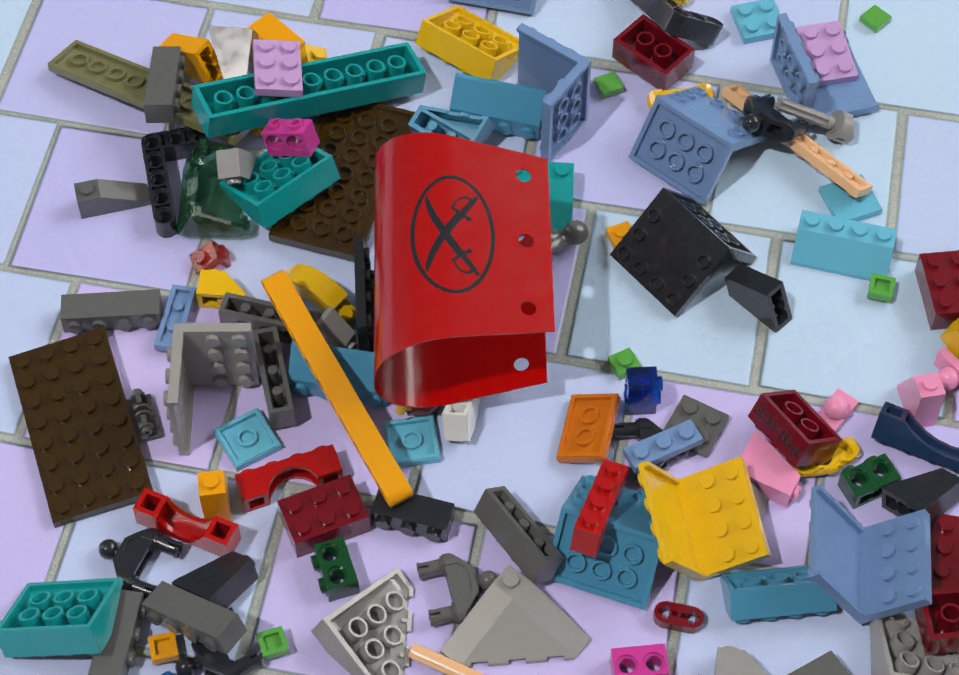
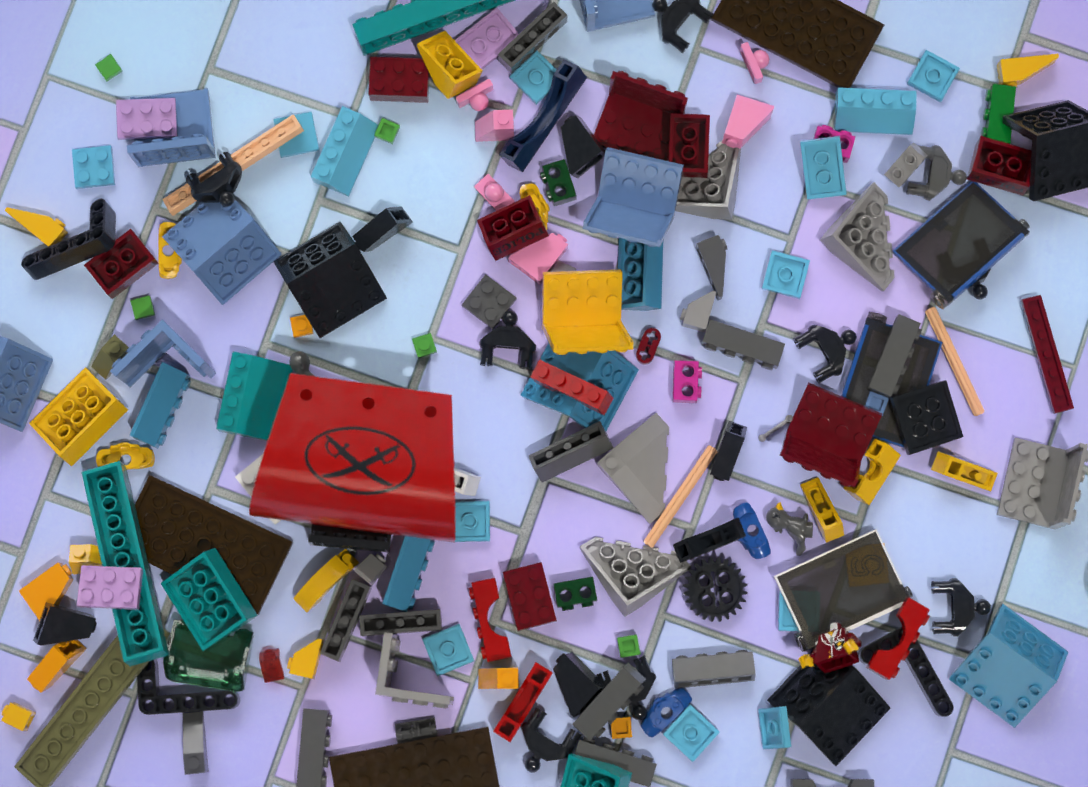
camera: 80 degrees left, 25 degrees up
(131, 36) = (18, 716): none -> yellow brick
(164, 85) = (96, 689): dark grey brick -> none
(176, 311) = (327, 698): medium blue plate -> none
(234, 165) = (195, 634): light grey slope -> none
(290, 137) = (176, 584): dark pink brick -> none
(337, 389) = (431, 574): light orange beam -> none
(415, 516) = (537, 529): black brick -> none
(437, 82) = (140, 456): none -> yellow piece
(451, 123) = (179, 448): dark azure wedge -> none
(461, 585) = (603, 500): dark grey connector -> none
(588, 428) = (482, 383): orange tile -> none
(642, 390) = (459, 336): clear blue brick -> none
(663, 445) = (512, 330): medium blue plate -> none
(837, 125) = (224, 128): light grey piece -> none

